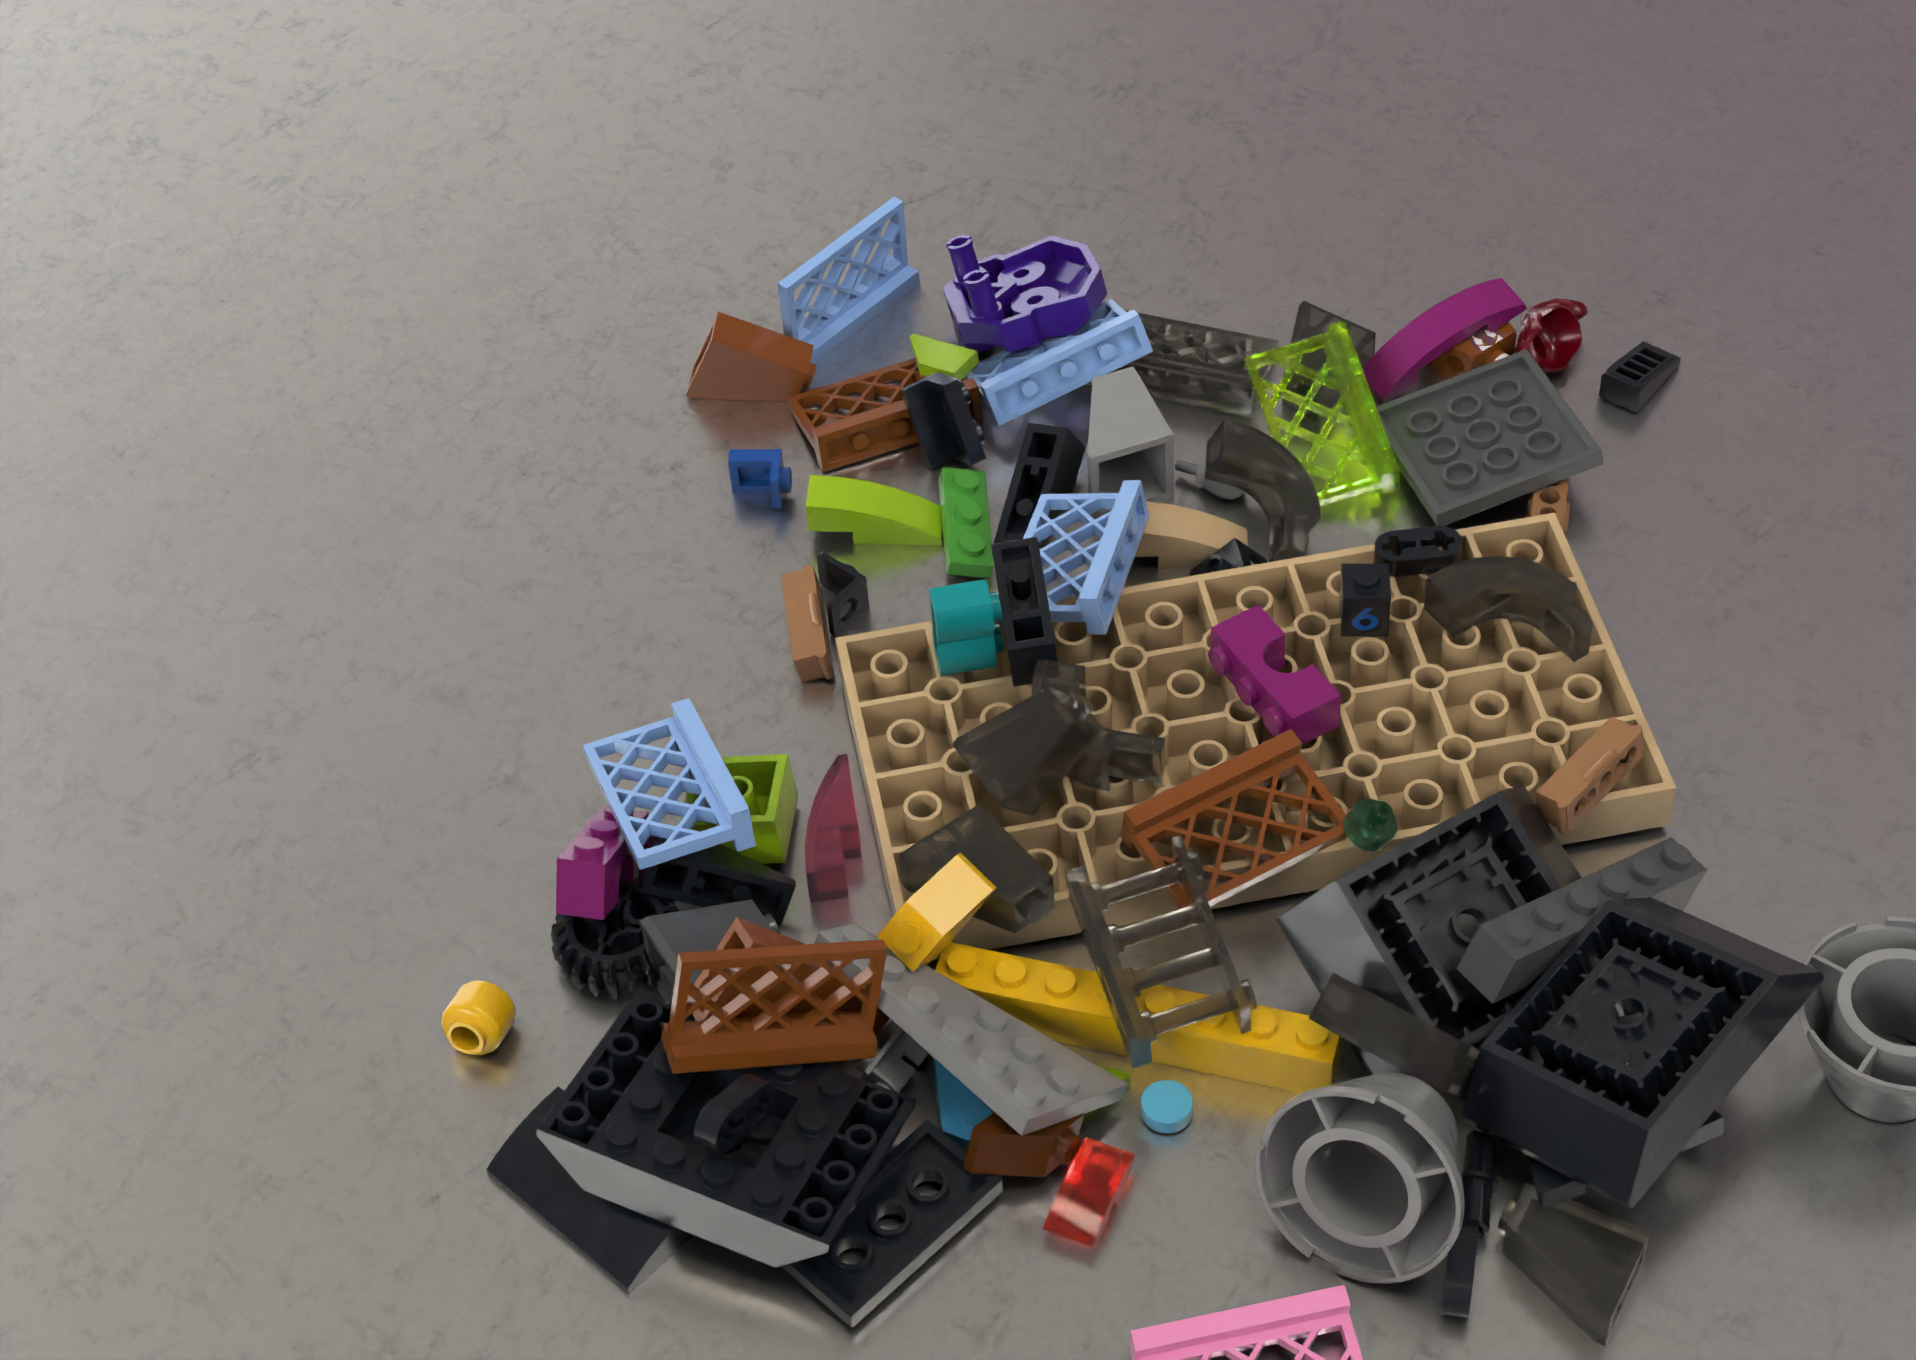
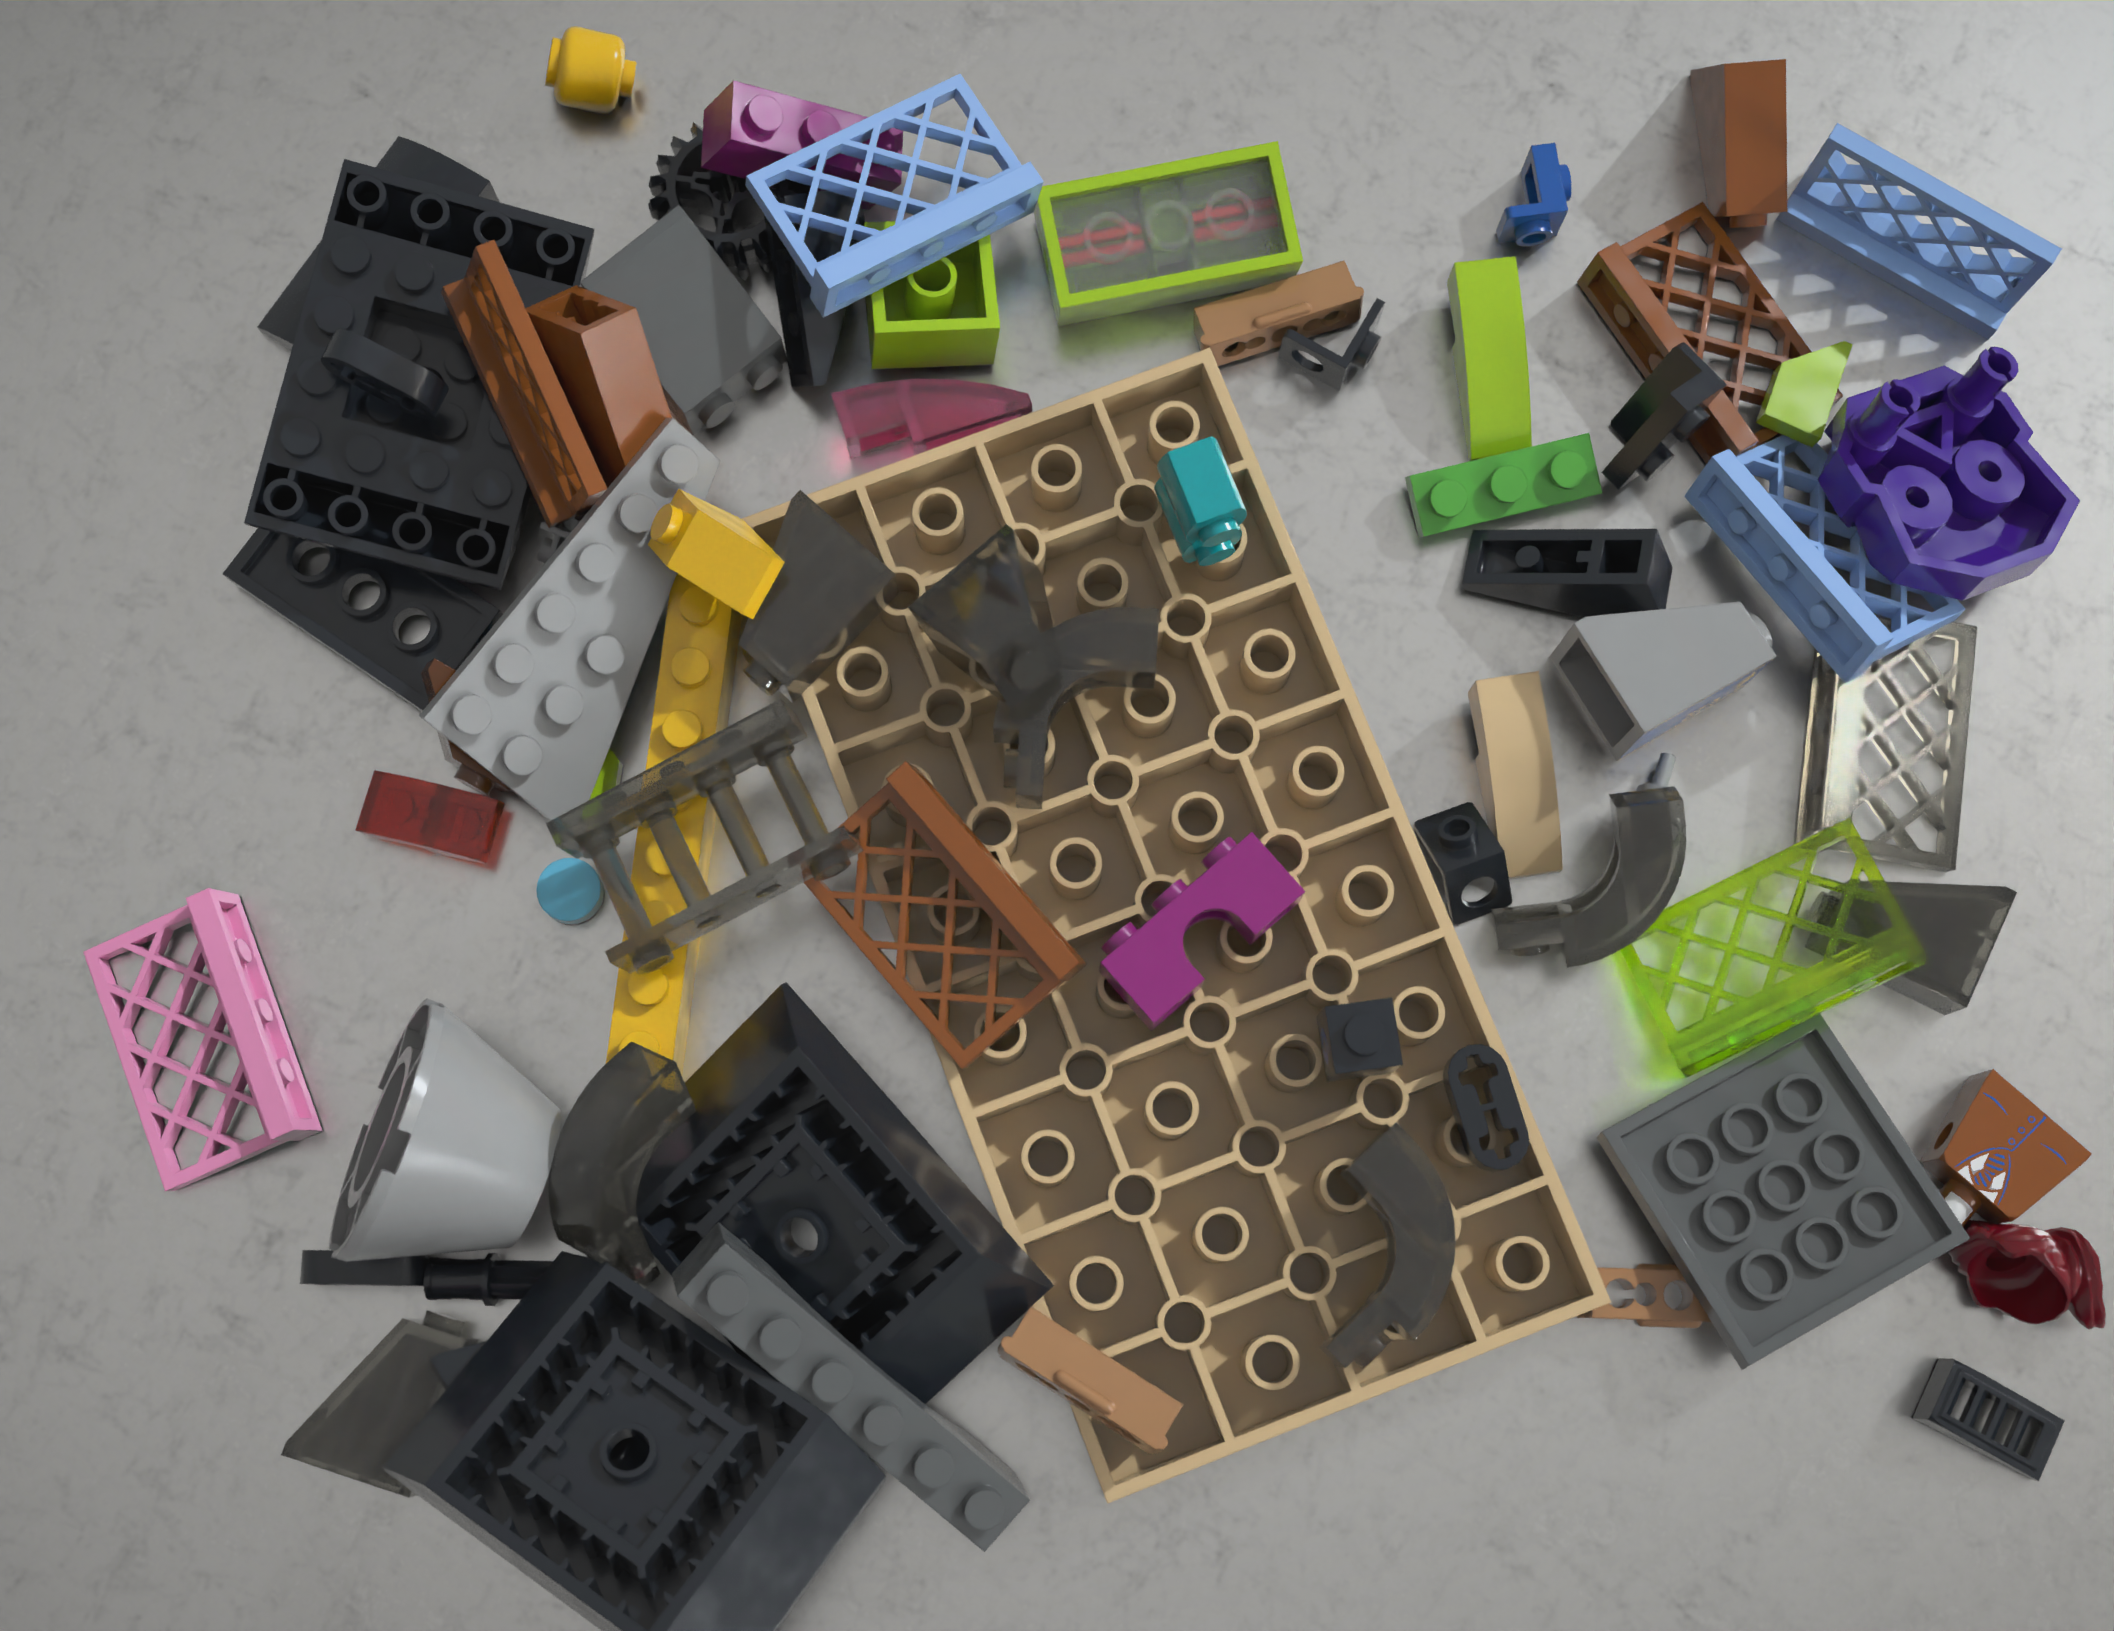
camera: 75 degrees right, 30 degrees up
(735, 664) = (1167, 233): none -> brick
(1023, 607) = (1248, 576): black slope -> none
(1107, 559) = (1405, 681): light blue fence -> none
(1370, 824) = (962, 1088): clear green tile -> none
(1436, 331) = (1986, 1108): magenta slope -> none

